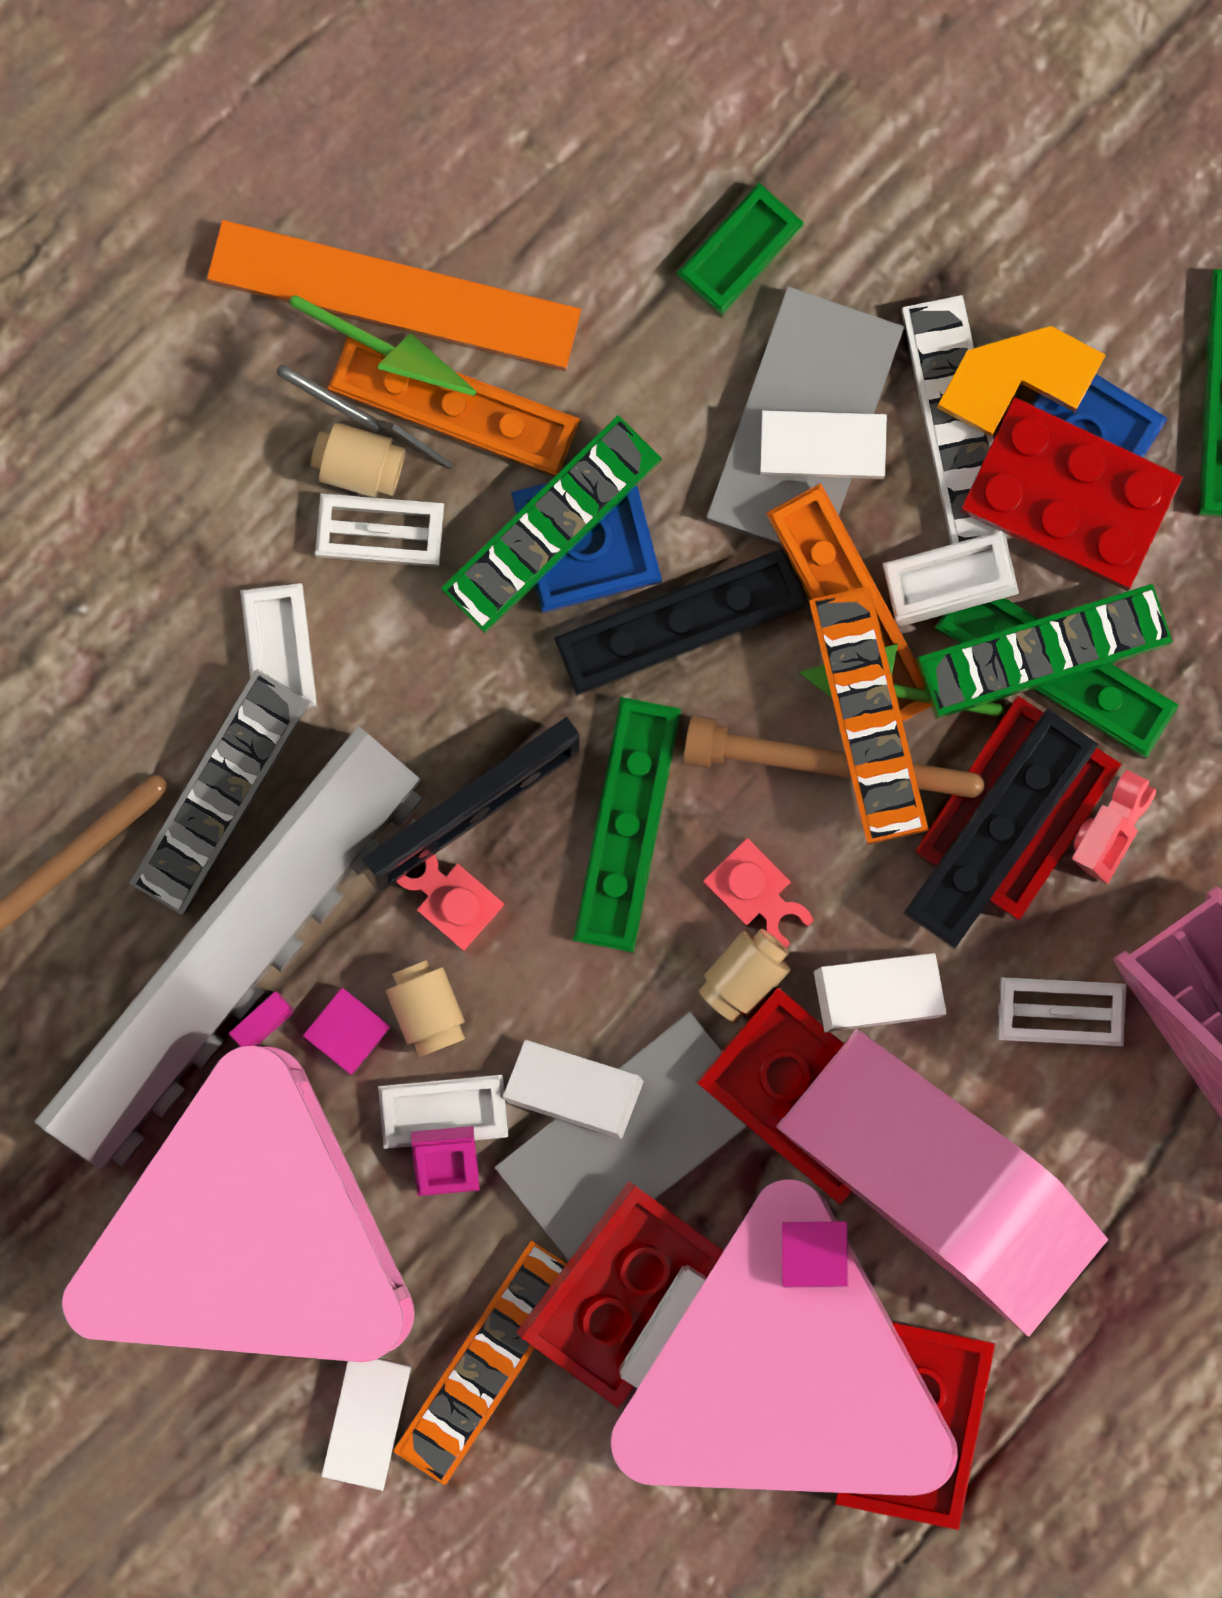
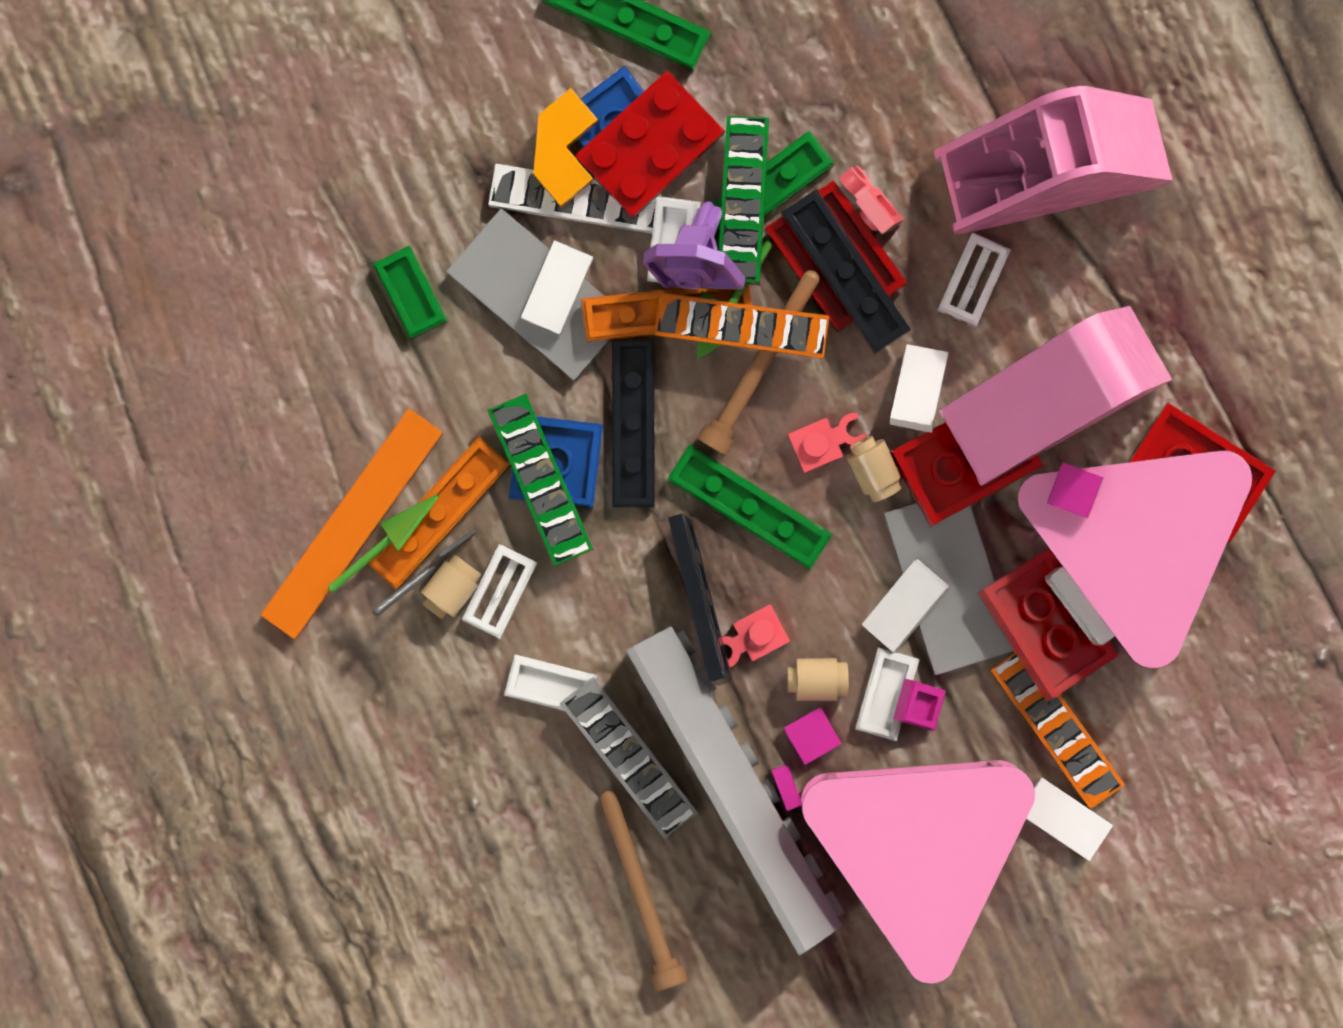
camera: 60 degrees left, 0 degrees up
(935, 611) = (694, 257): none -> medium lavender piece

